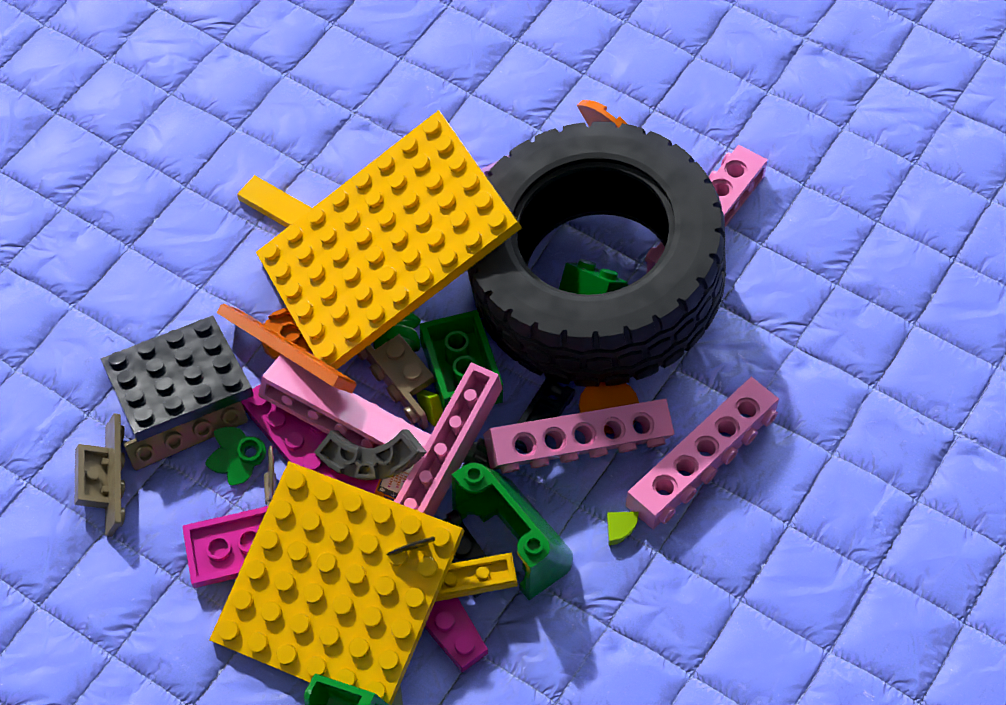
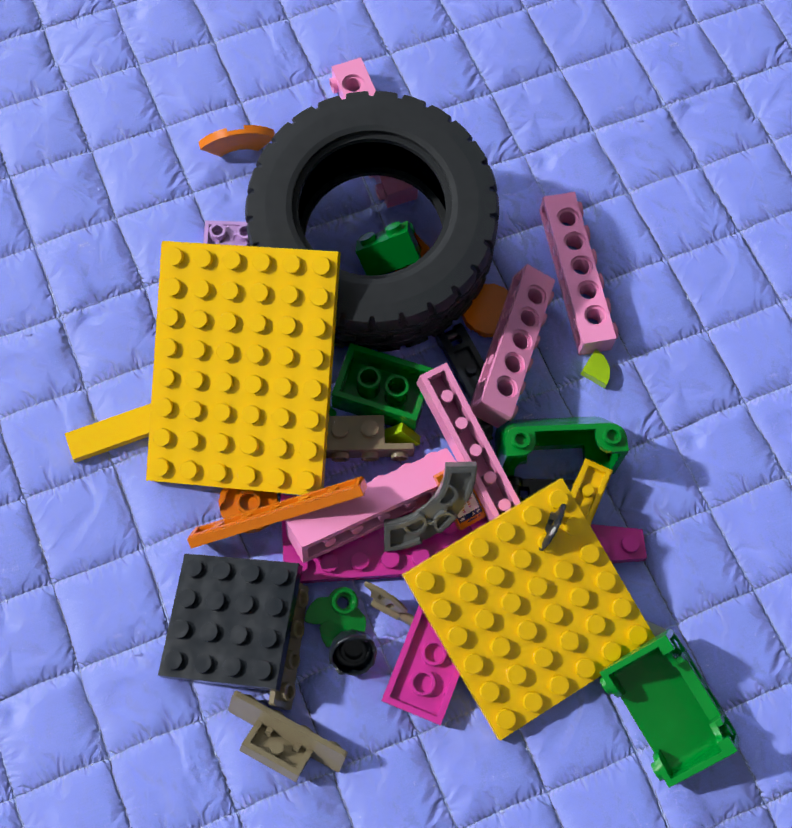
camera: 60 degrees left, 10 degrees up
(208, 479) = (352, 652): none -> black hair

